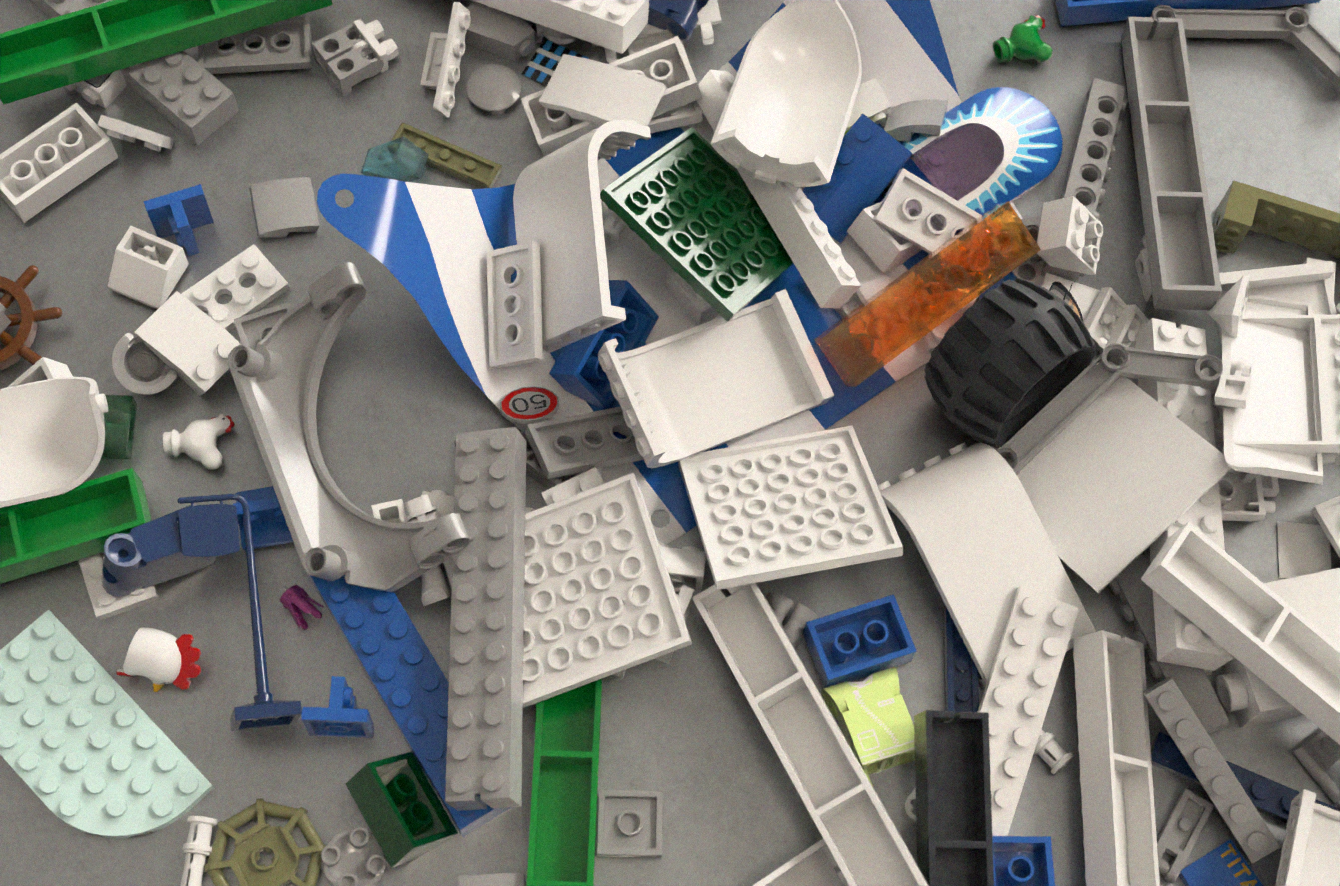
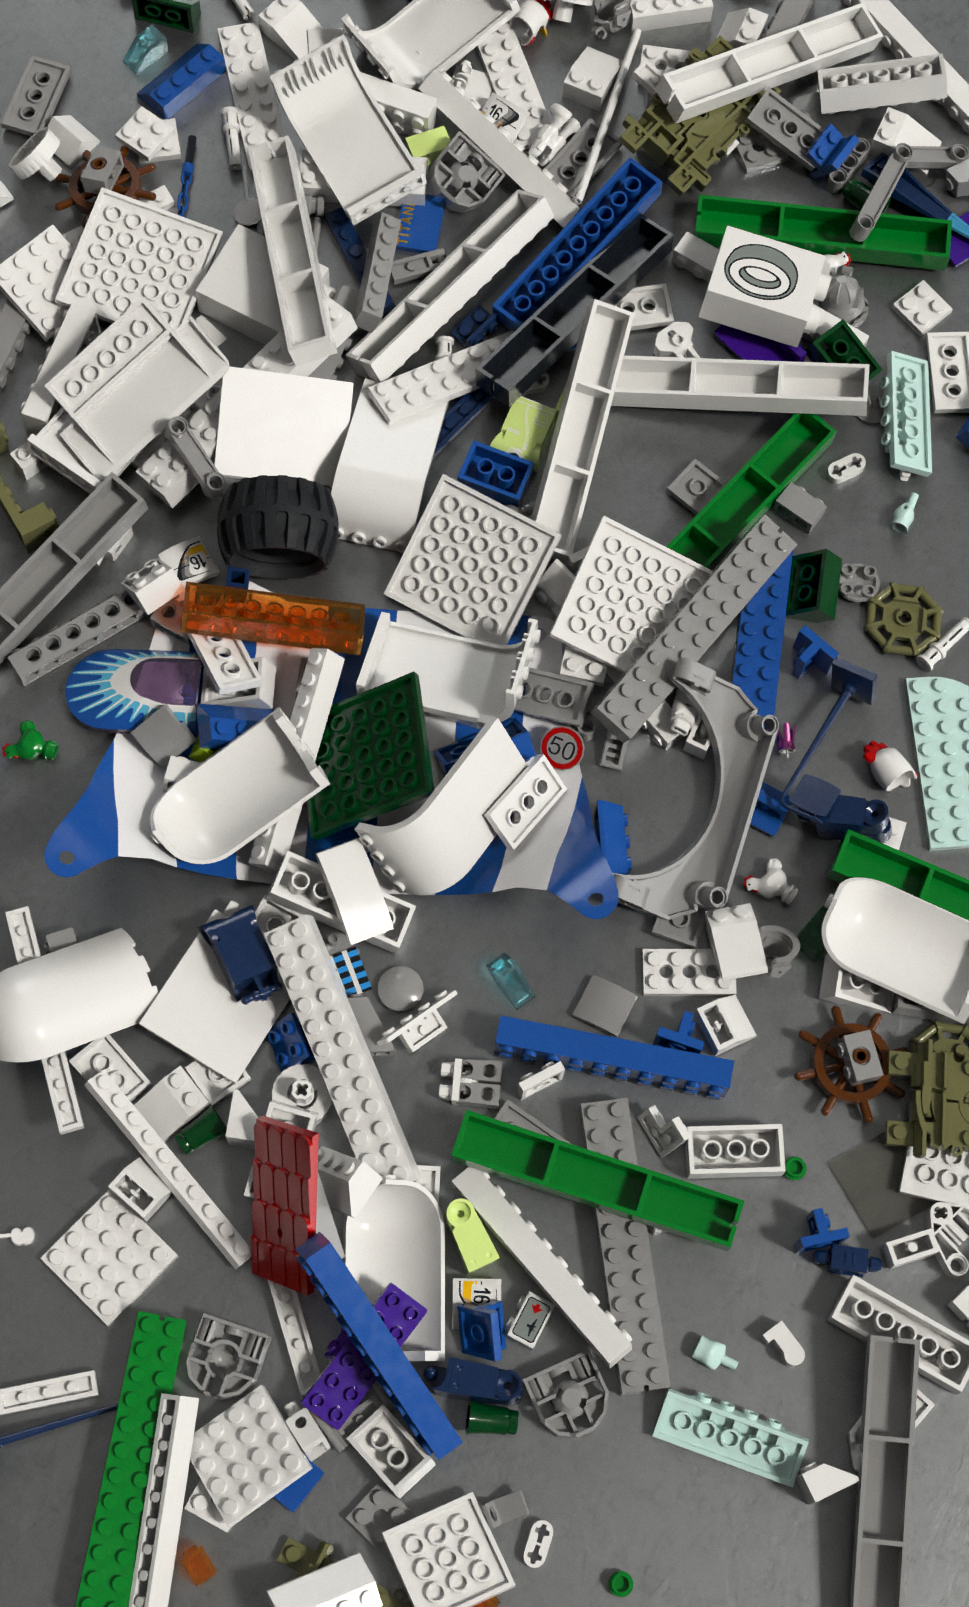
camera: 140 degrees left, 5 degrees up
(239, 152) = (614, 1057): none -> blue brick
(289, 89) = (533, 1083): none -> white plate
(395, 345) = (611, 836): none -> blue slope
(452, 159) = (472, 964): olive tile -> none
(1047, 811) = (475, 327): none -> dark blue bracket
(1113, 322) = (172, 529): white slope -> none
(1231, 307) = (113, 462): white slope -> none
(1235, 388) = (176, 404): white plate -> none

